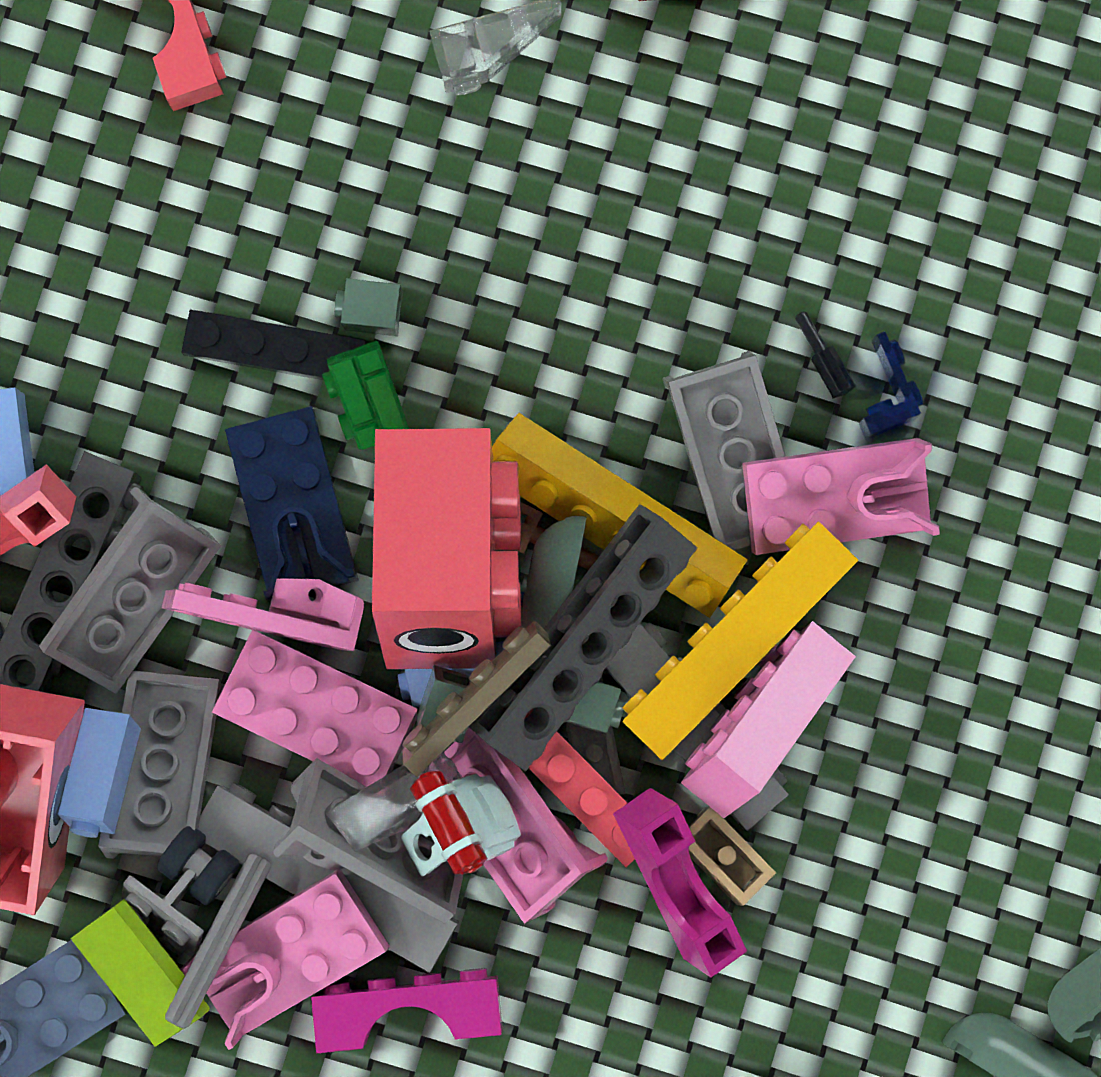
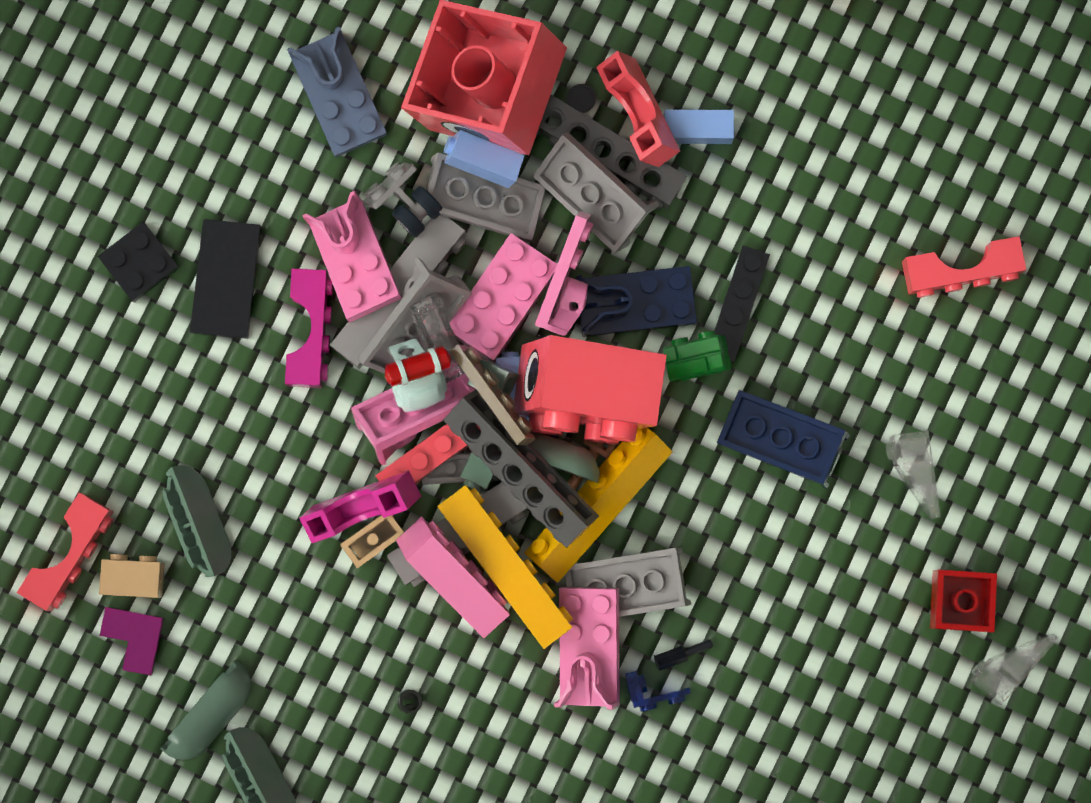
camera: 90 degrees right, 0 degrees up
(134, 969) = (357, 168): lime tile -> none
(218, 941) = (369, 217): light grey axle -> none
(369, 307) = (754, 367): sand green brick -> none
(472, 248) = (782, 437): none -> dark blue plate
(973, 756) = (409, 708): none -> pearl dark grey hinge

